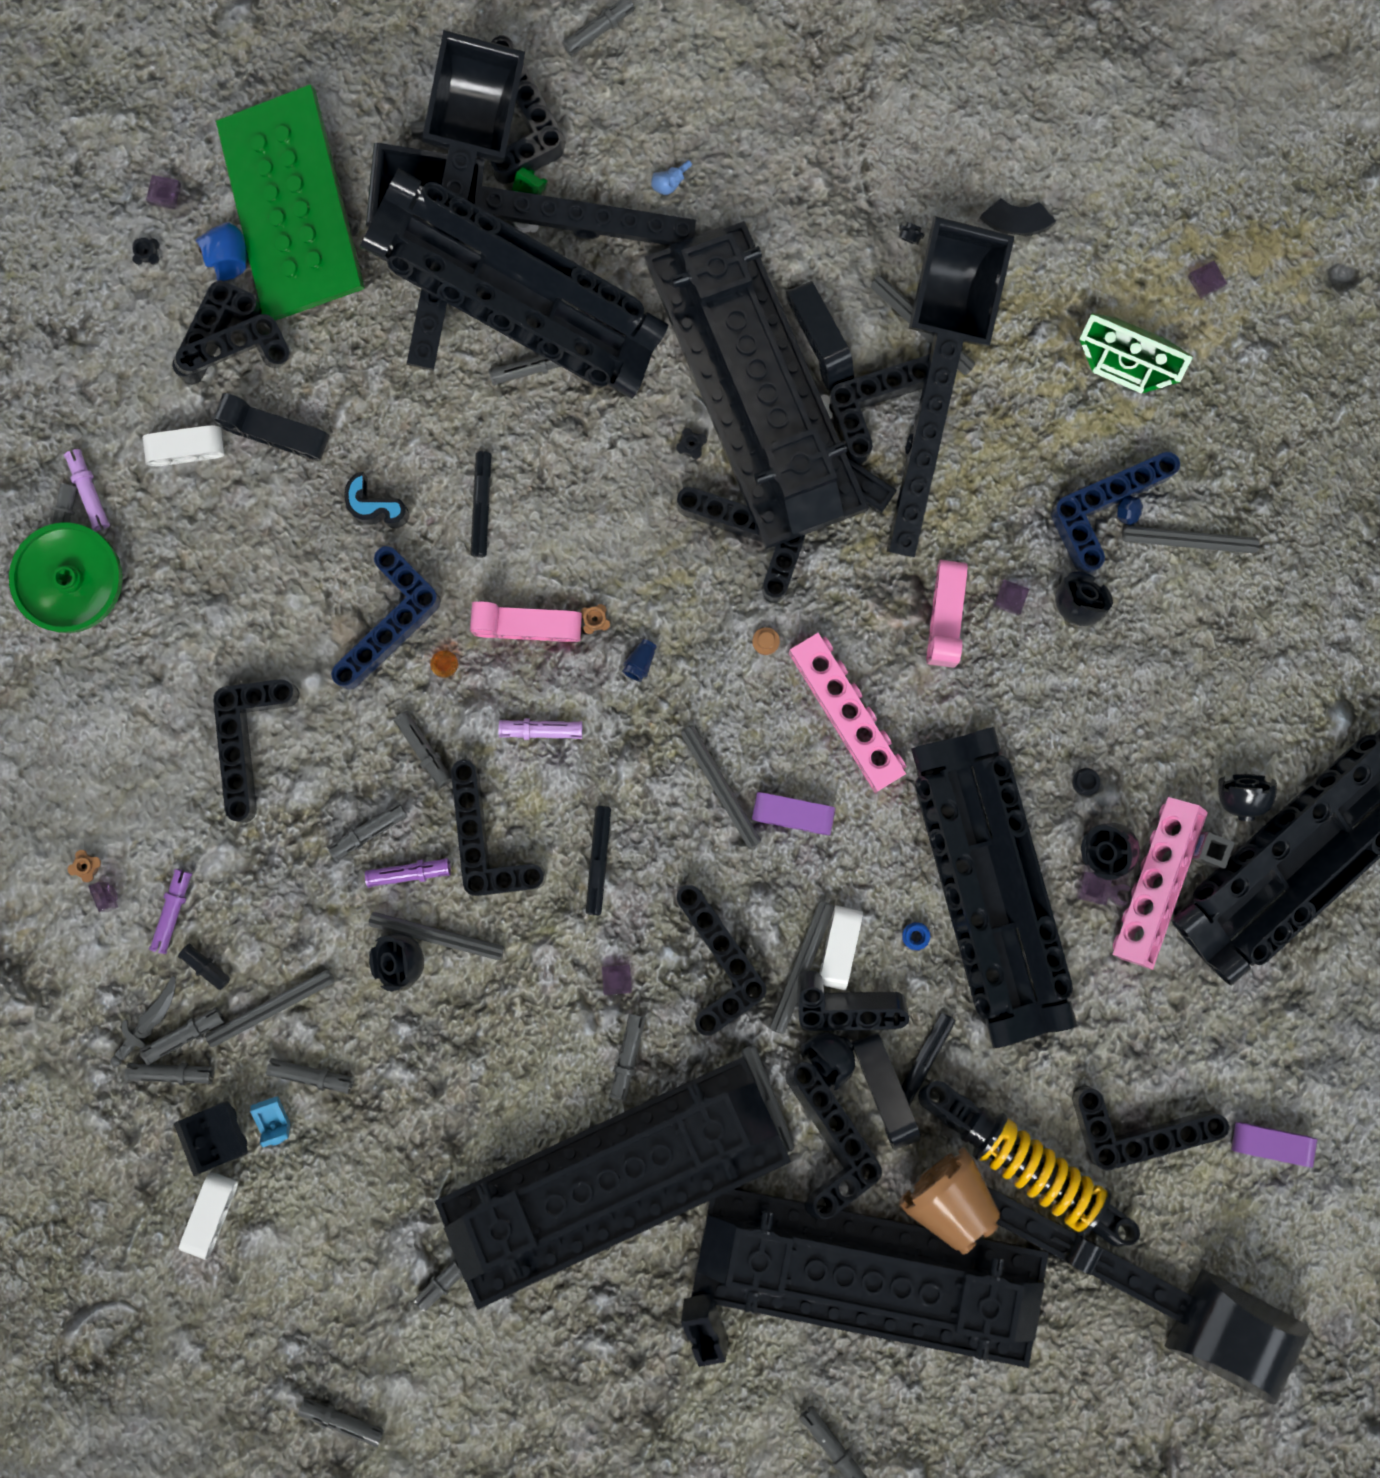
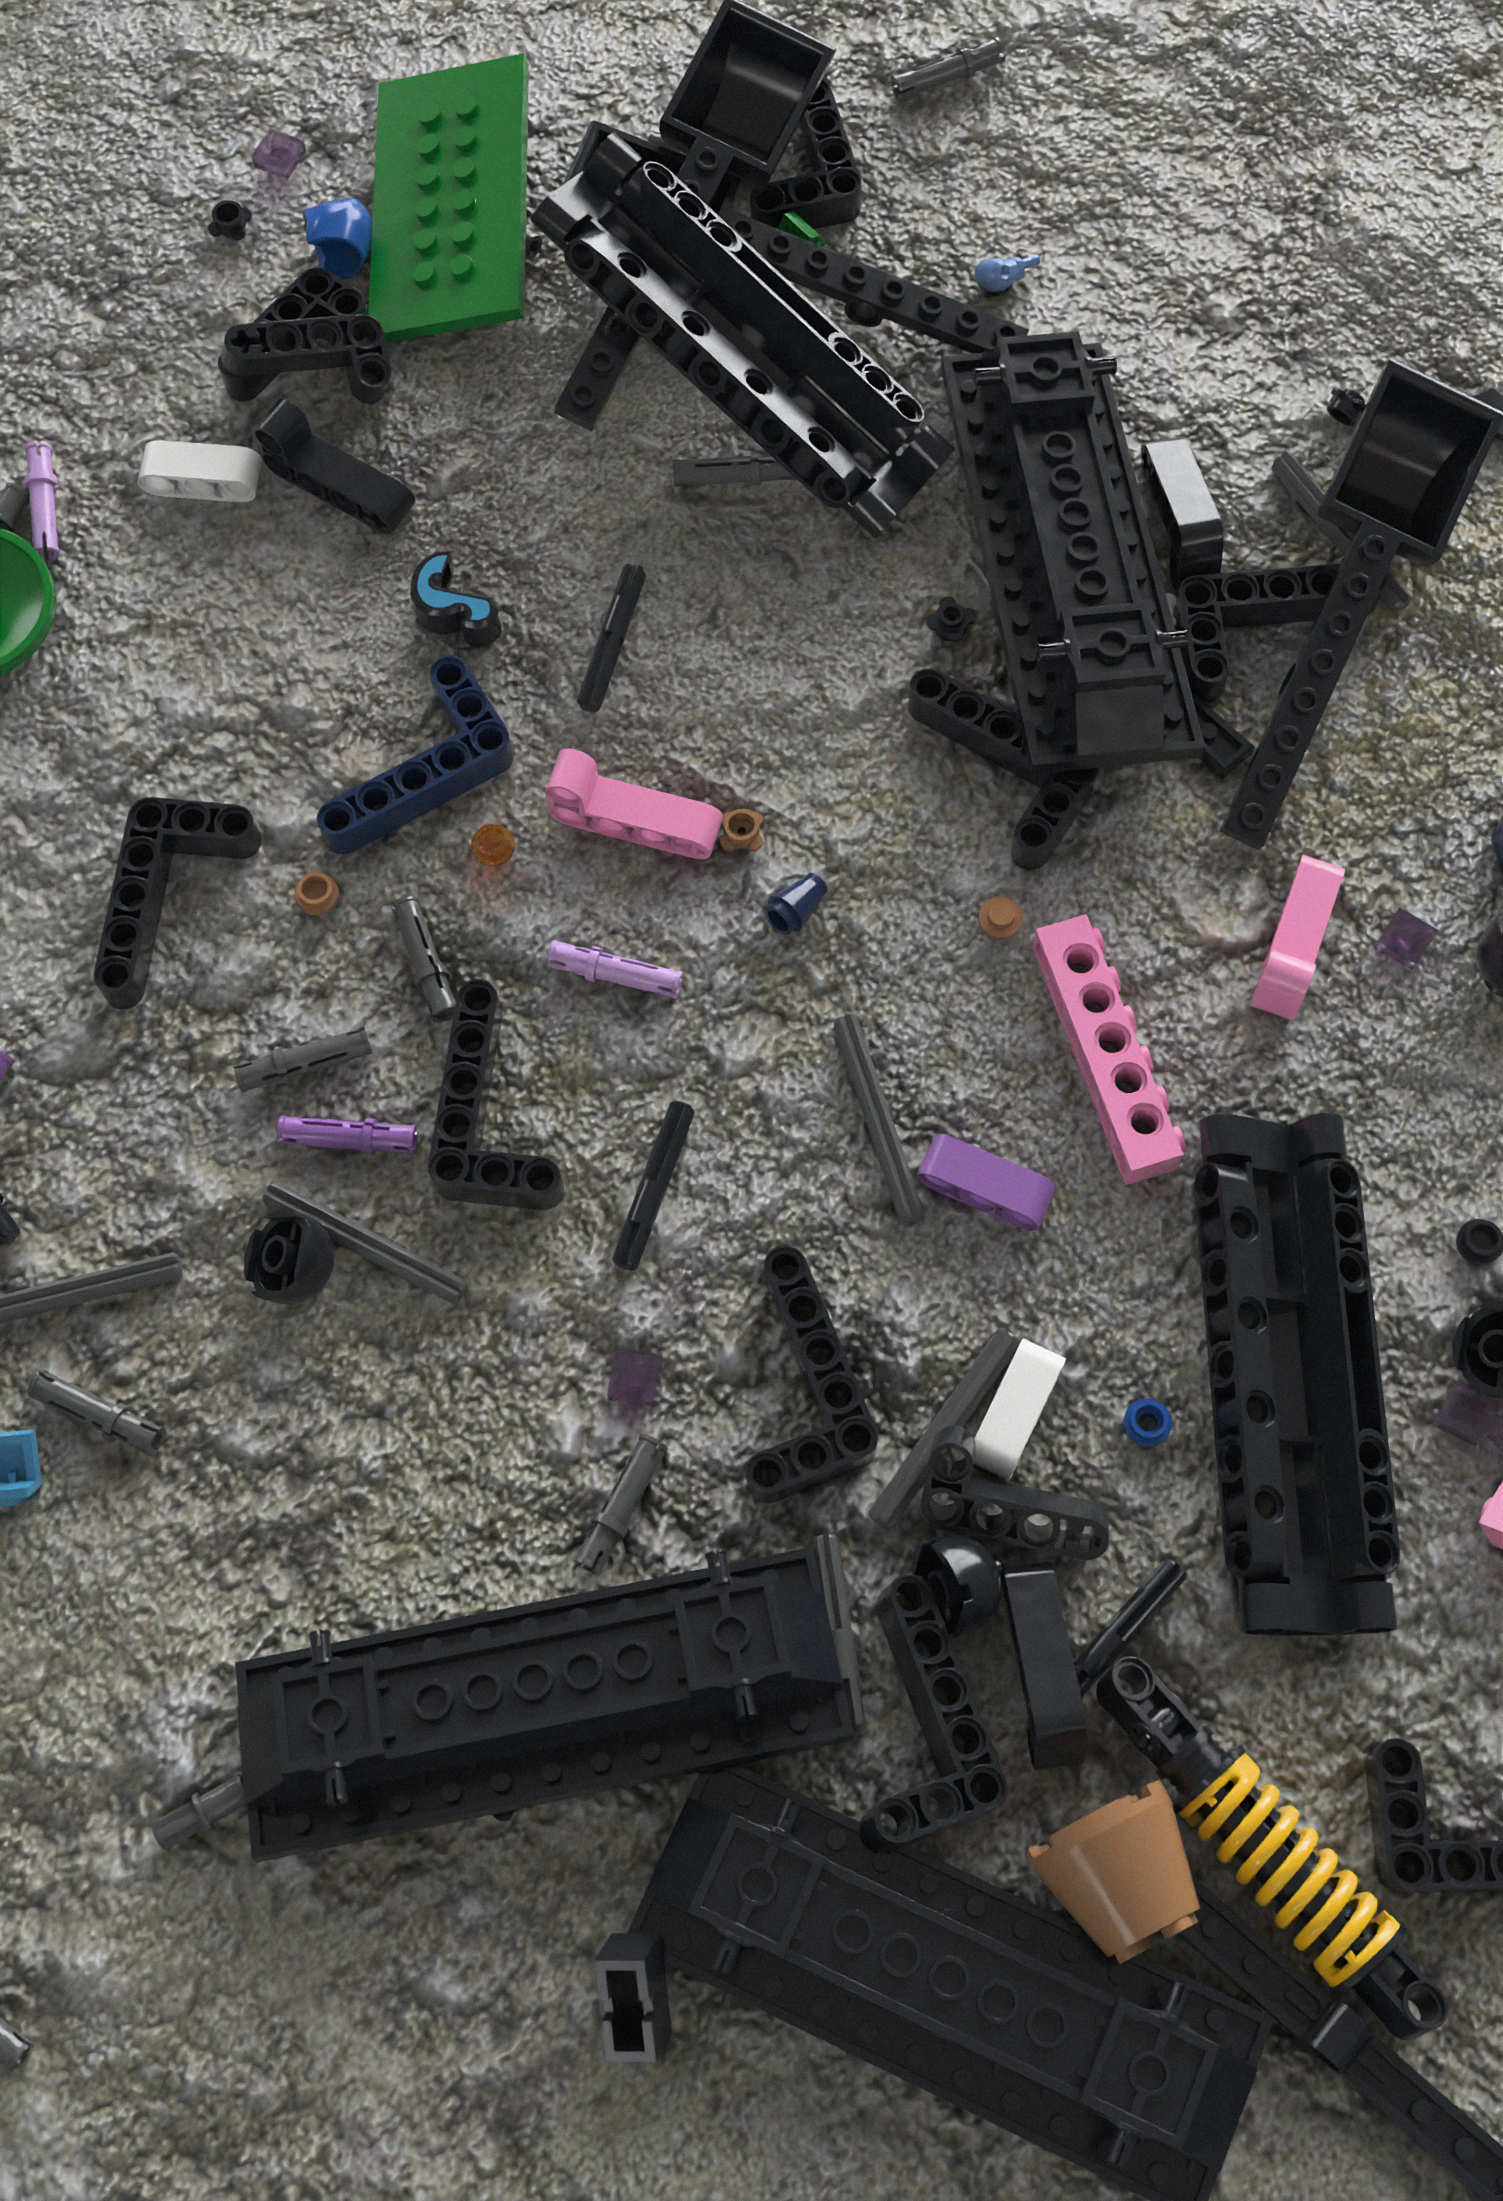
camera: 15 degrees right, 15 degrees down
(344, 721) = (316, 893): none -> medium nougat plate

